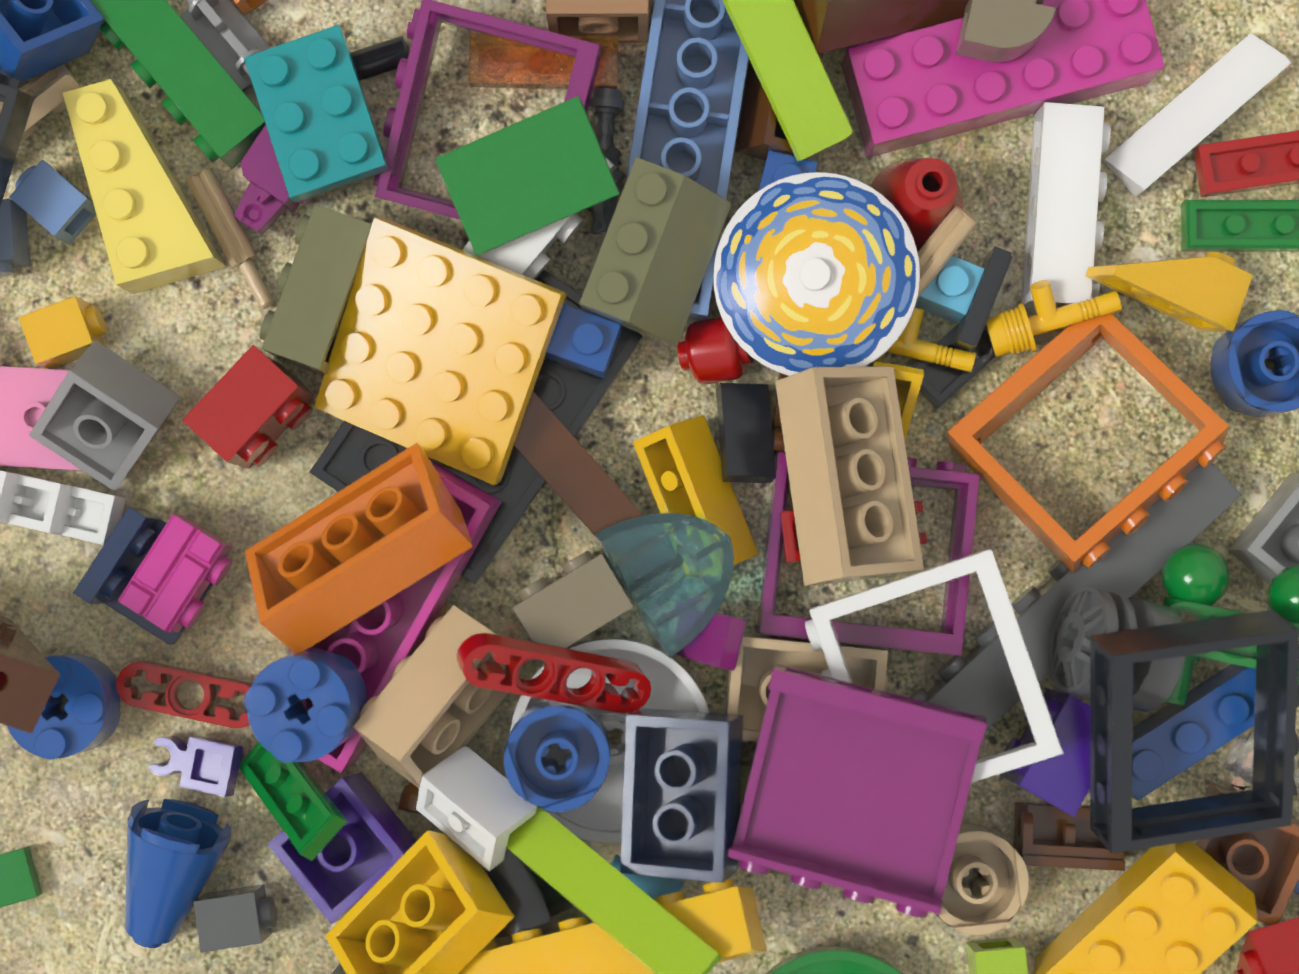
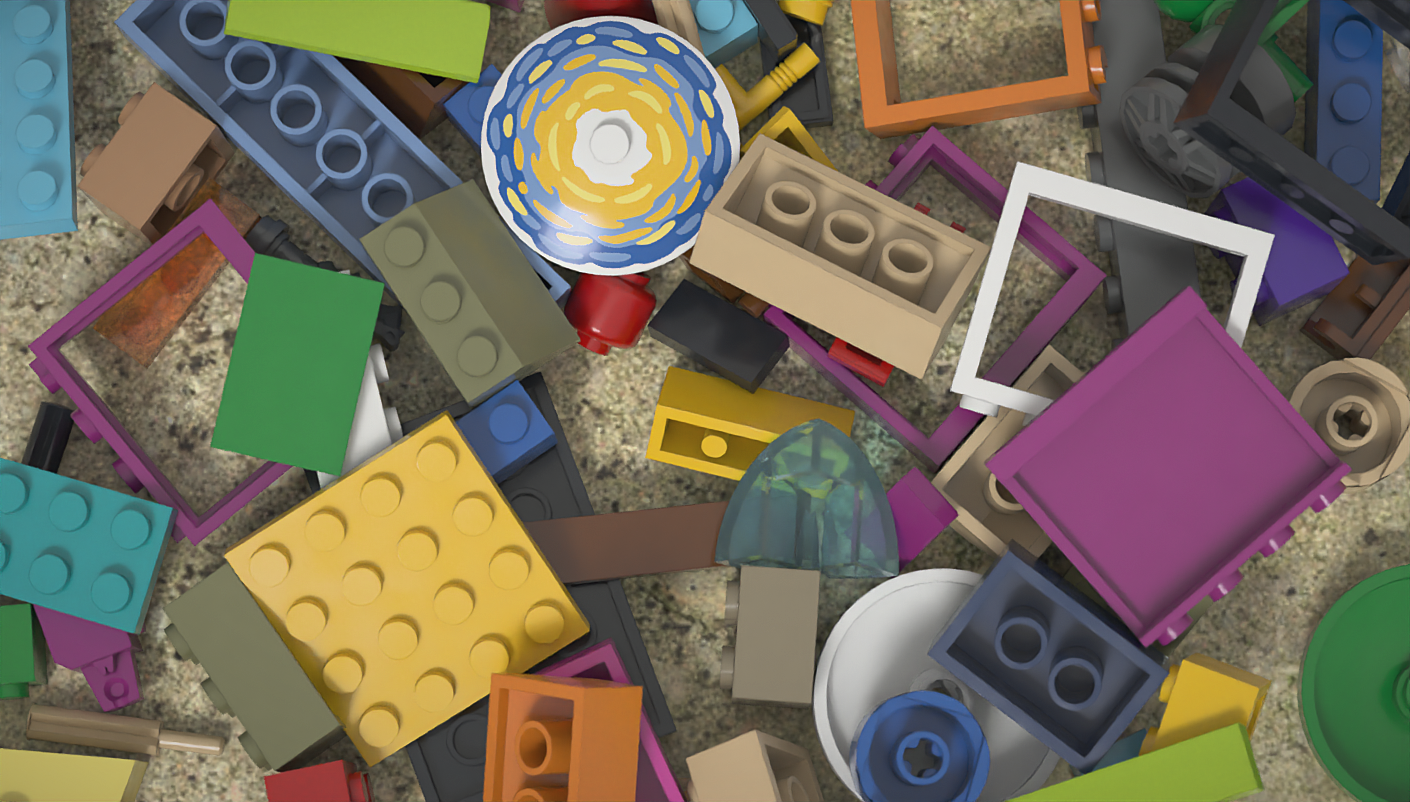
camera: 50 degrees left, 5 degrees down
(553, 679) = (837, 705): red beam -> none

